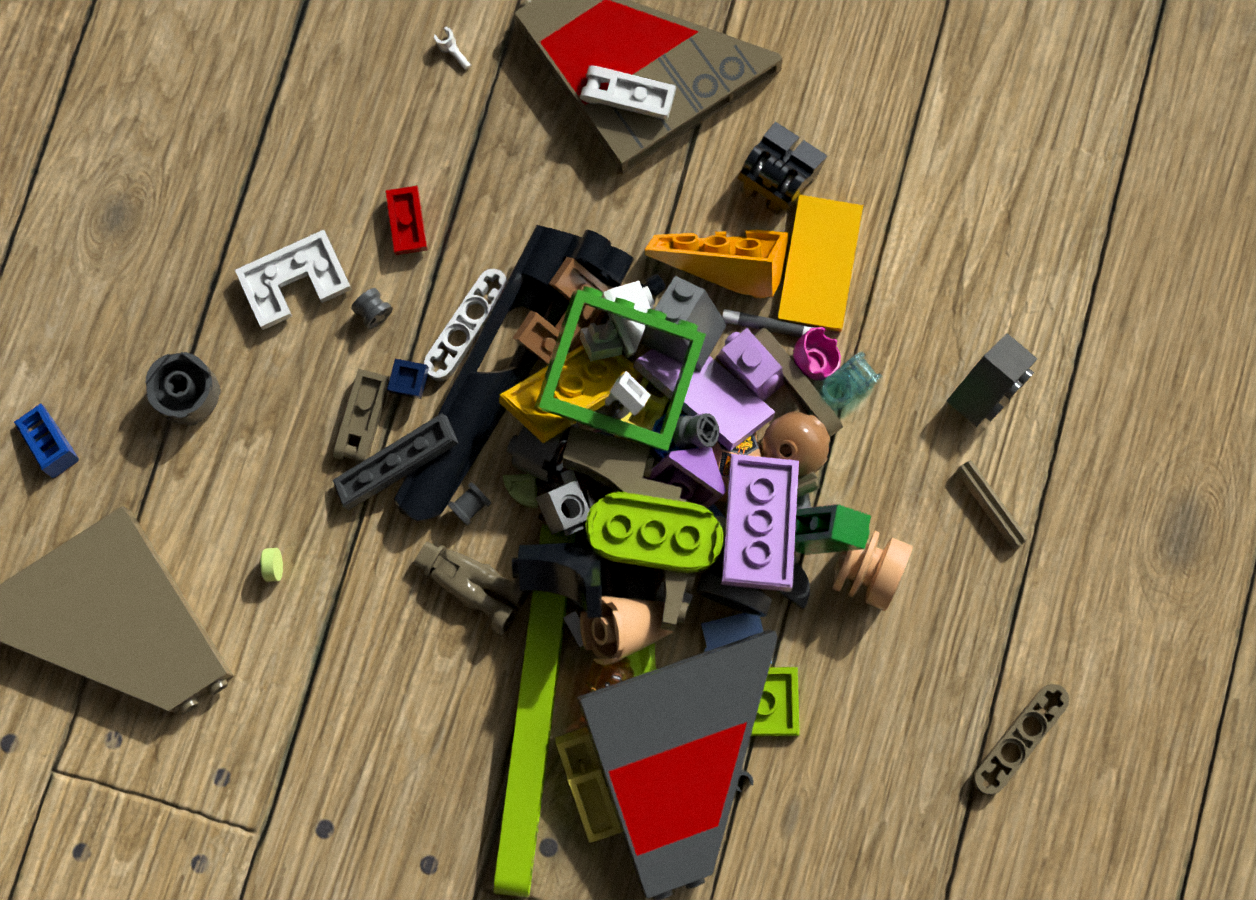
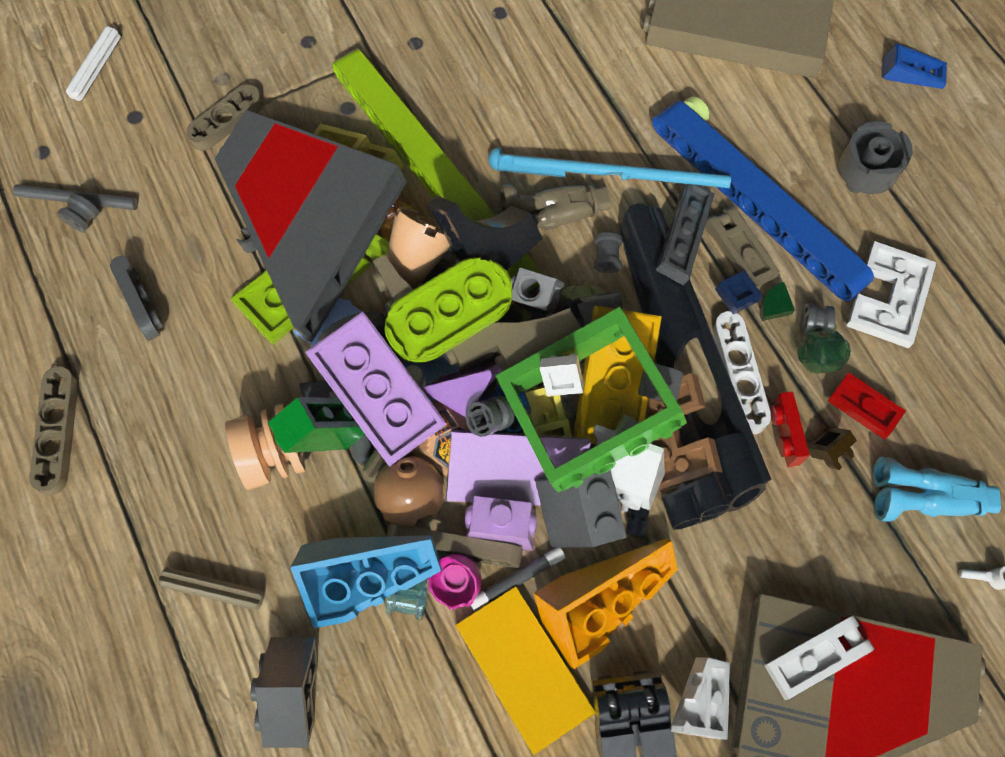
camera: 130 degrees right, 10 degrees down
(303, 445) = (764, 201): none -> blue beam
(383, 351) = (776, 303): none -> dark green tile
(394, 281) = (823, 352): none -> clear green head
(425, 118) = (942, 492): none -> medium azure piece
(434, 614) = (558, 167): none -> medium azure bar
(463, 216) = (831, 445): none -> dark brown tile
(488, 242) = (792, 439): none -> red plate
(540, 351) = (672, 378): none -> dark grey slope
(722, 137) = (705, 701): none -> white wing
(875, 799) = (136, 297): none -> dark grey plate
(890, 422) = (352, 574): none -> dark azure wedge

